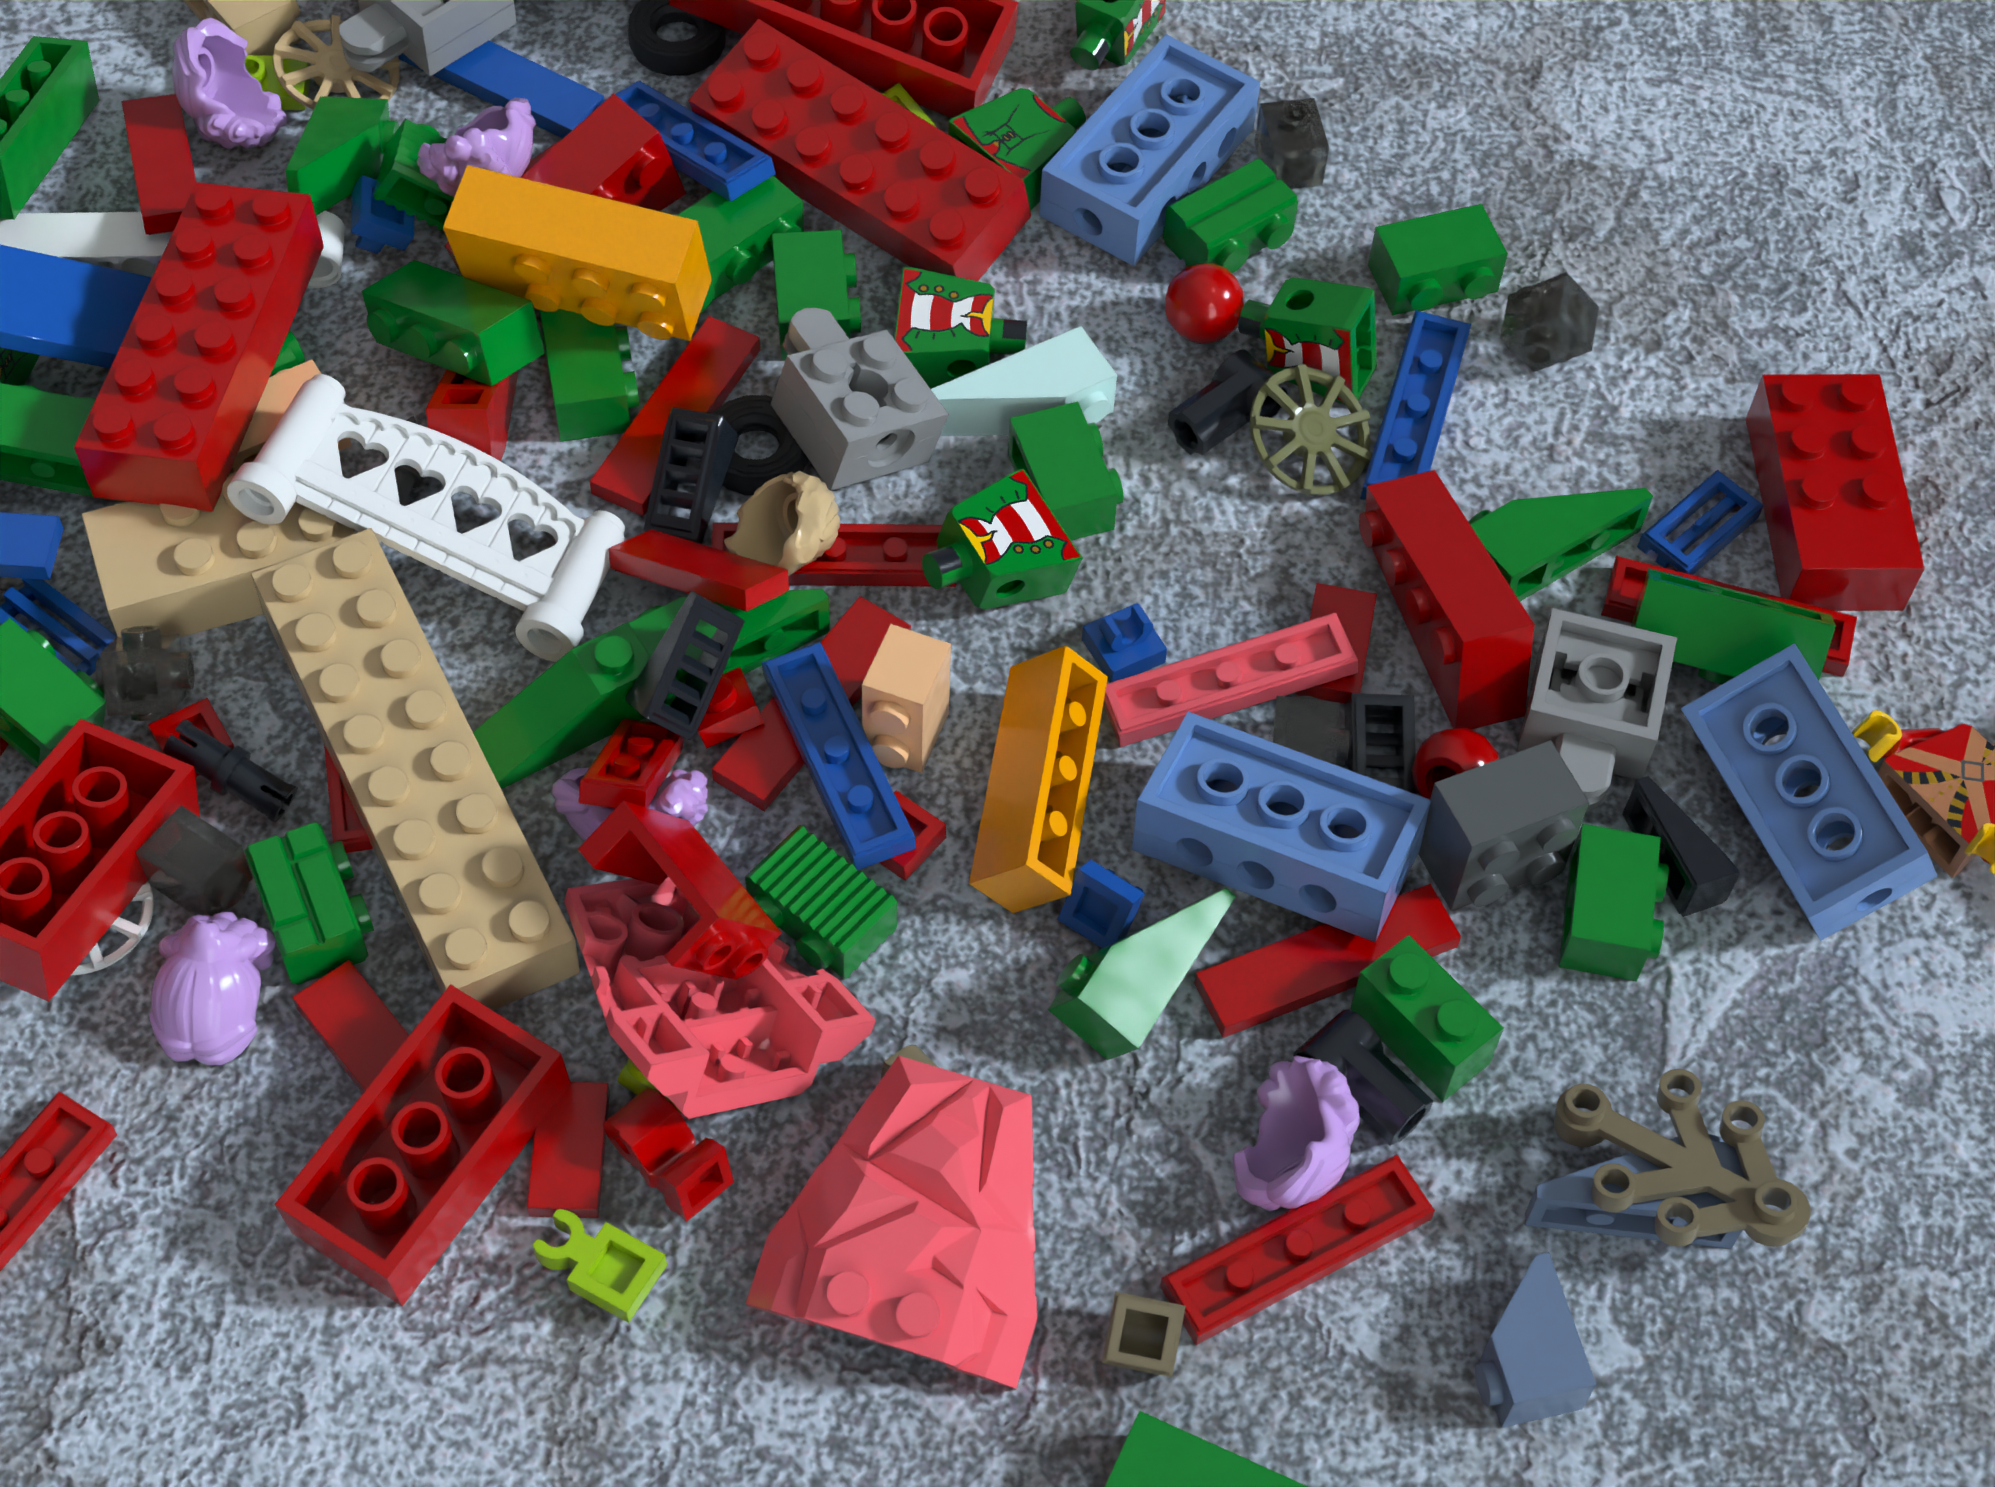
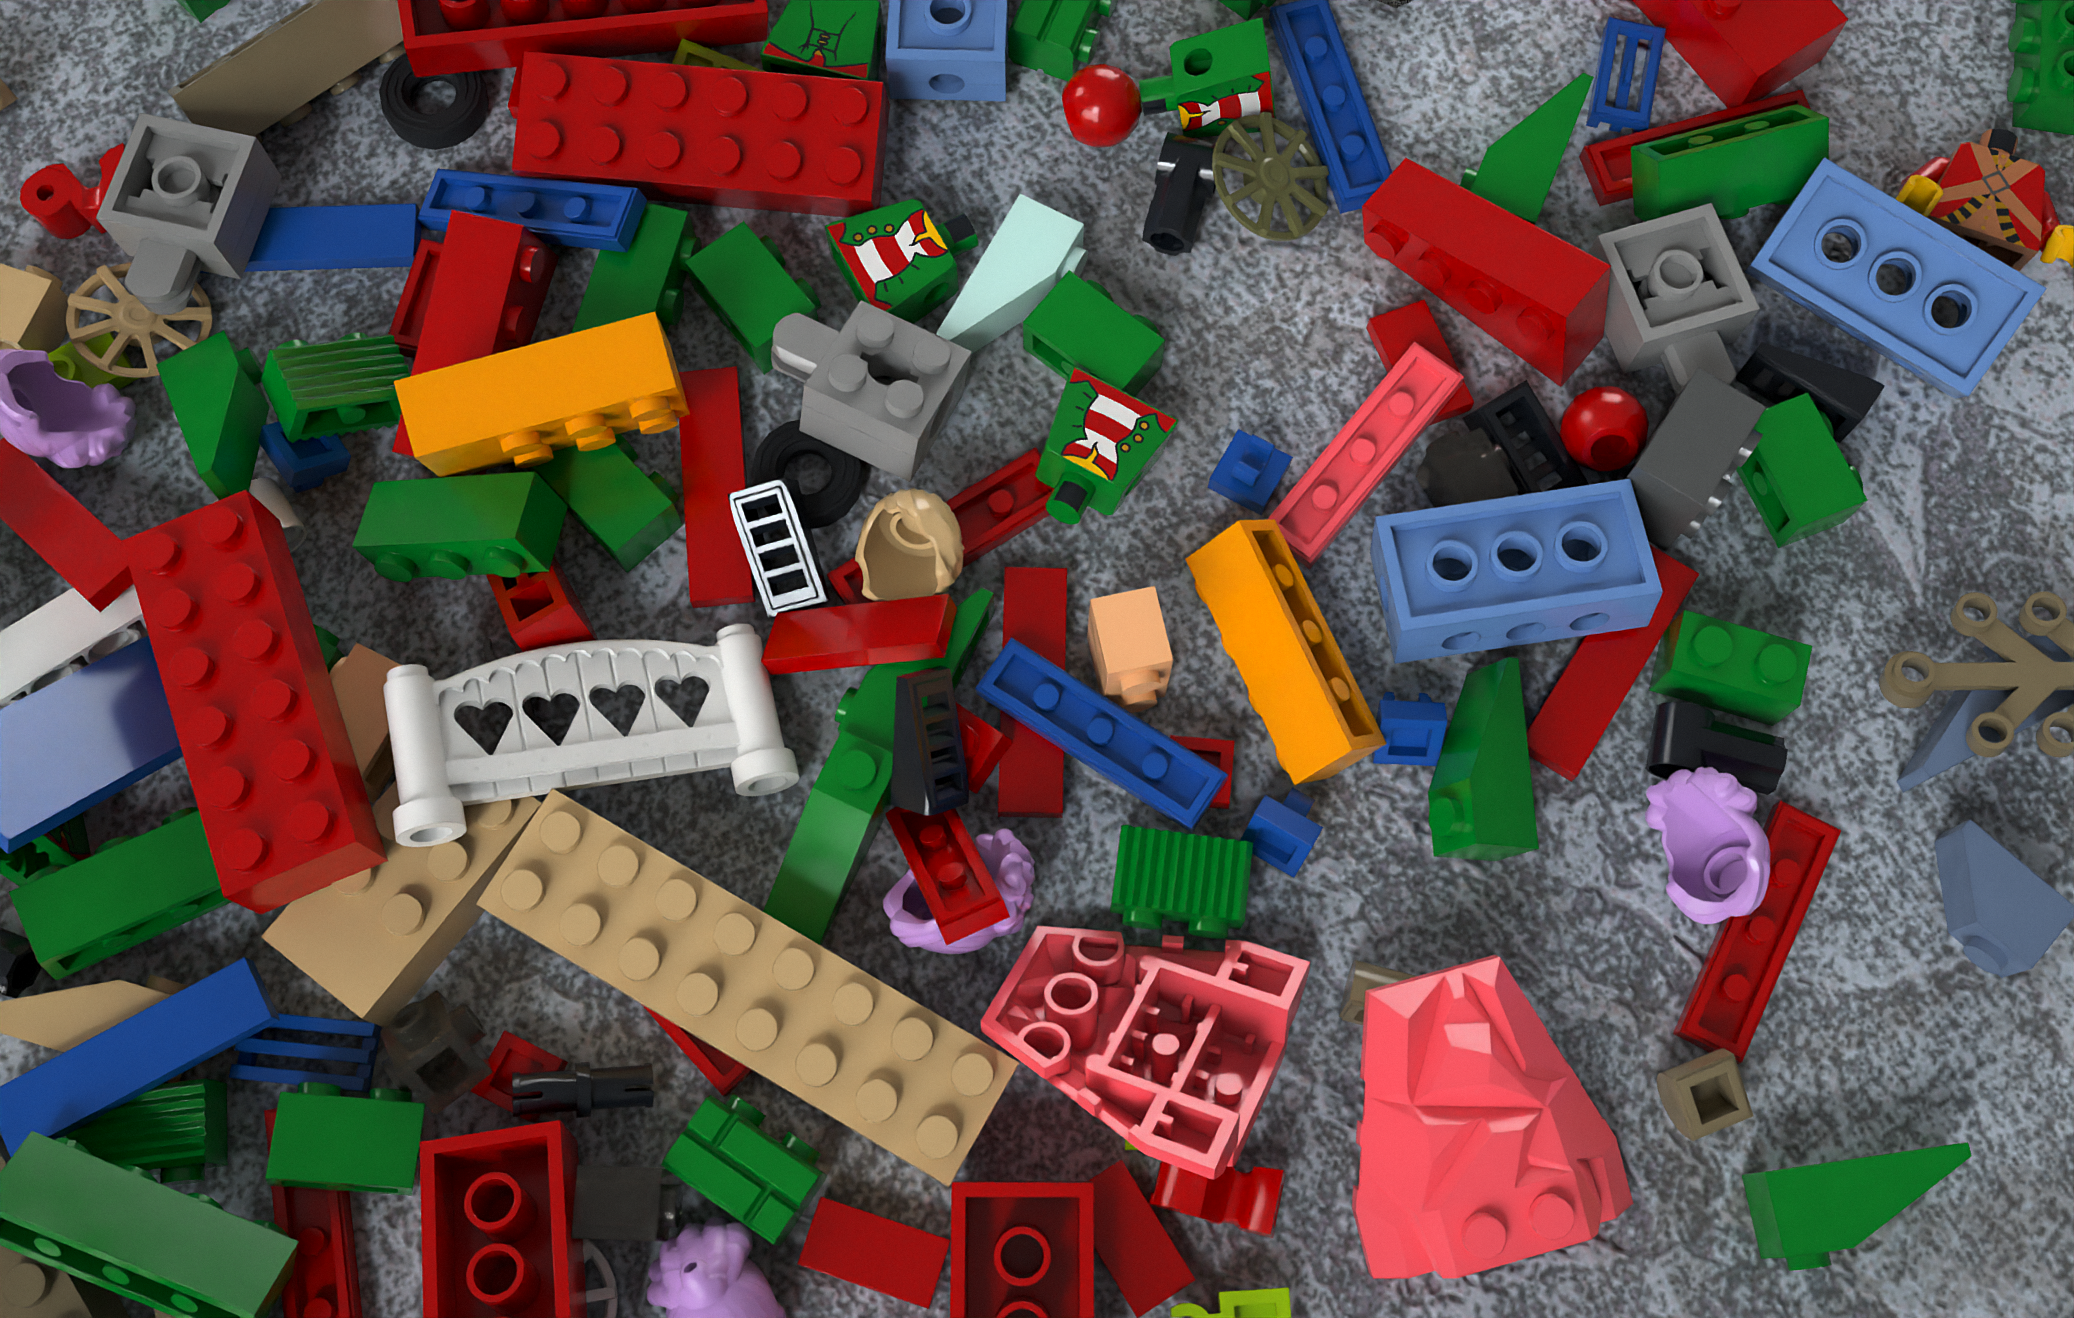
camera: 30 degrees left, 15 degrees up
(494, 140) = (373, 339): lavender hair -> none
(653, 845) = (1101, 949): red panel -> none
(933, 916) = (1282, 831): none -> blue tile

